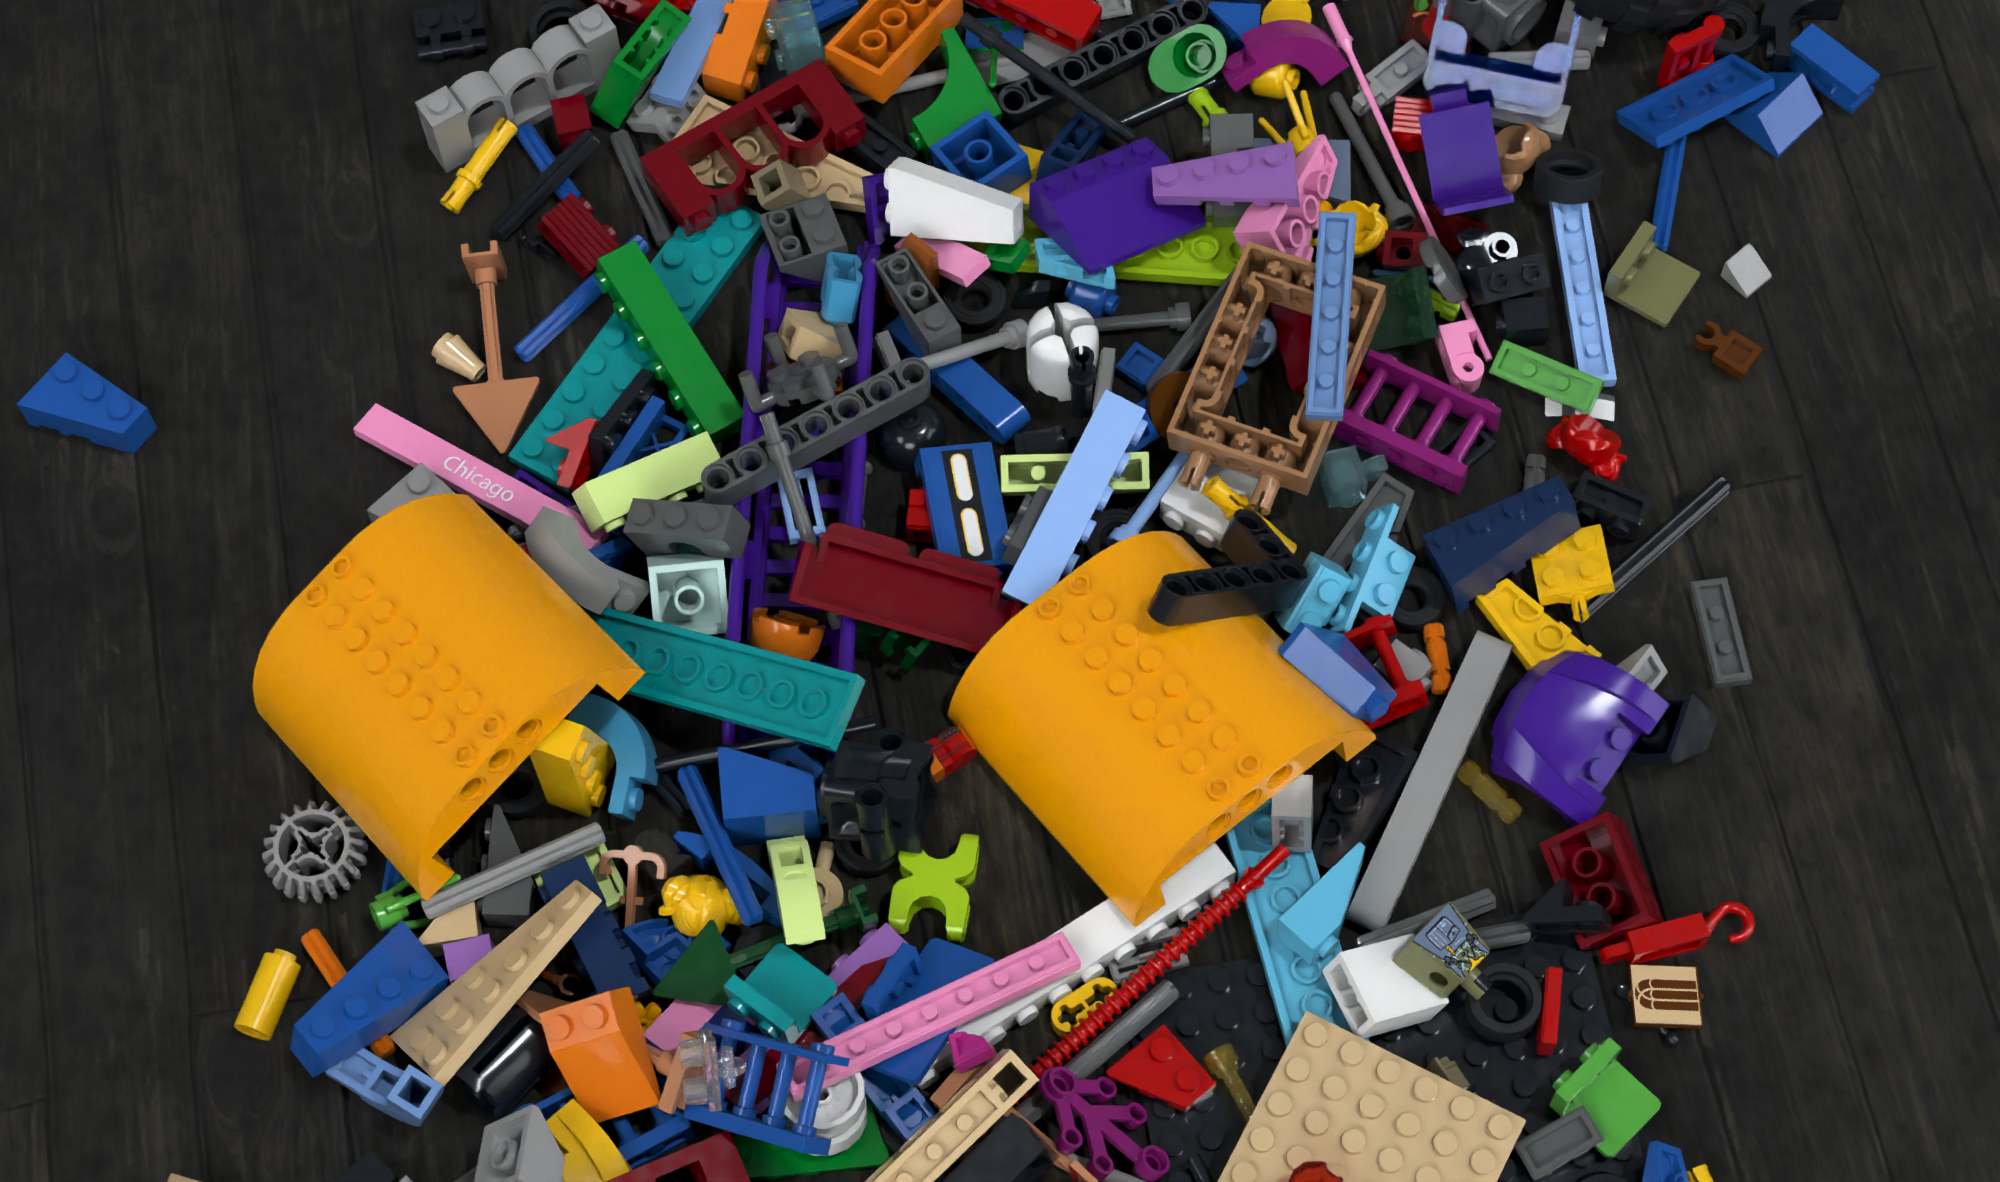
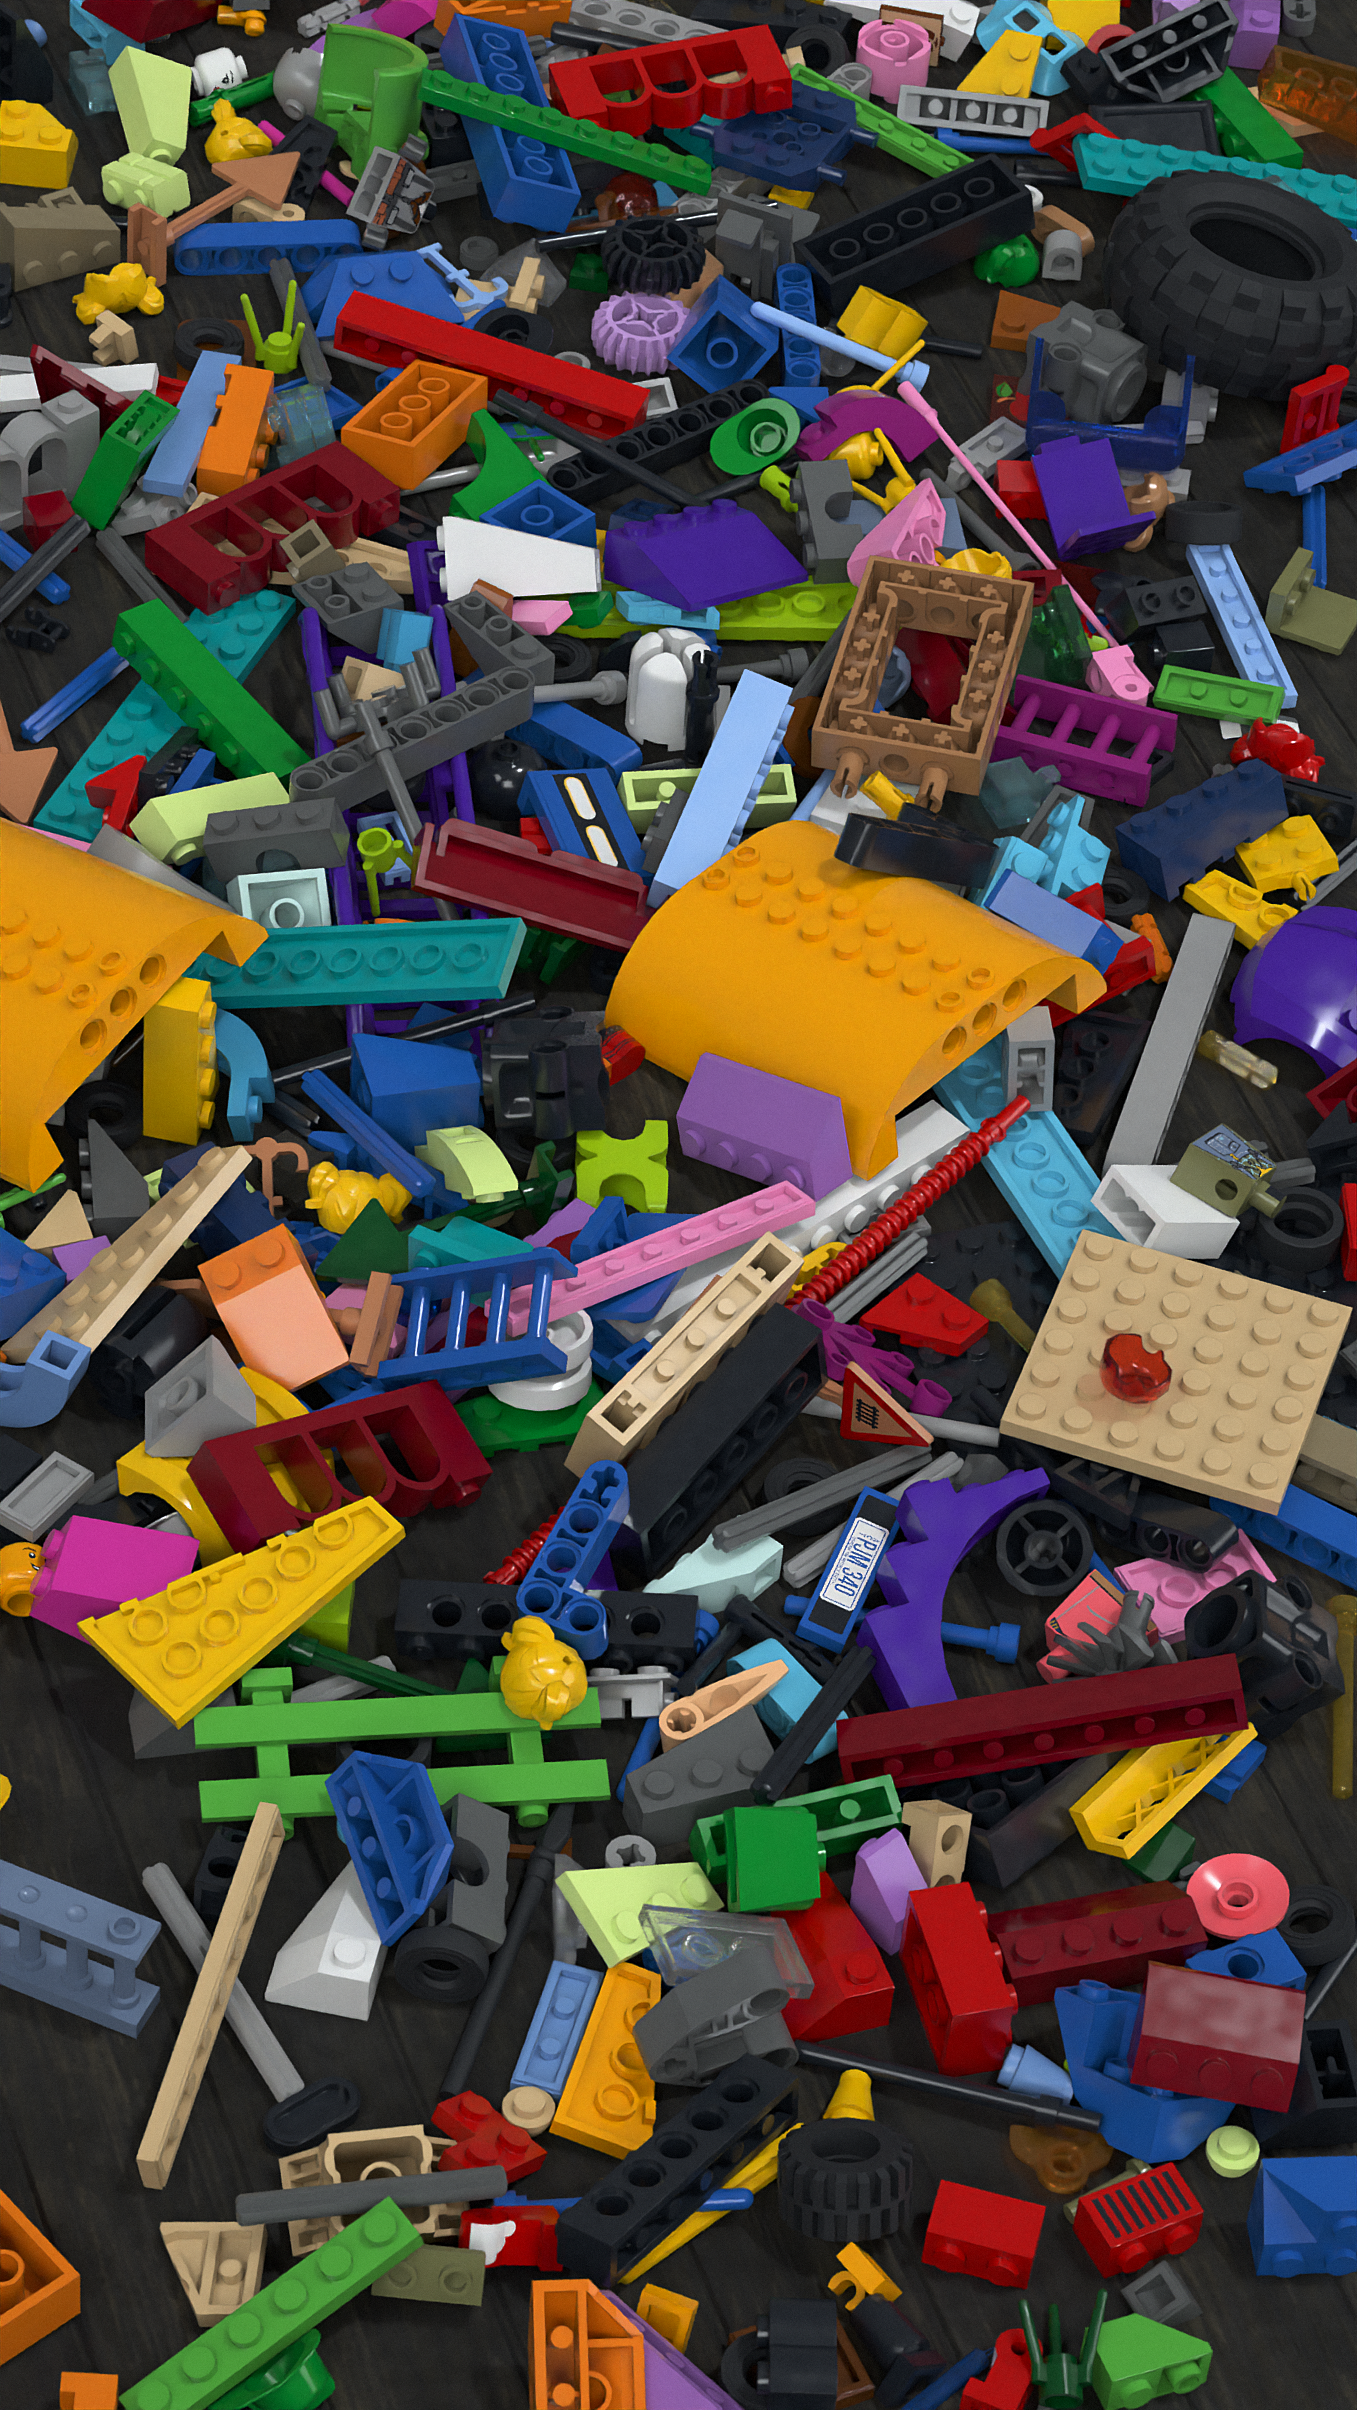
camera: 15 degrees left, 20 degrees down
(513, 870) = (119, 1172): light grey axle -> none
(578, 234) = (76, 614): dark red brick -> none
(703, 1053) = (416, 1305): clear hips -> none
(775, 539) = (379, 856): none -> lime plant
(969, 1050) = (699, 1282): dark pink tile -> none
(1052, 871) = (764, 1127): none -> medium lavender slope
(1241, 176) = (832, 513): medium lavender wing -> none
(1318, 916) = (1074, 1152): medium azure slope -> none
(1331, 316) = (979, 611): medium blue tile -> none
(1445, 272) = (1086, 598): dark grey tile -> none

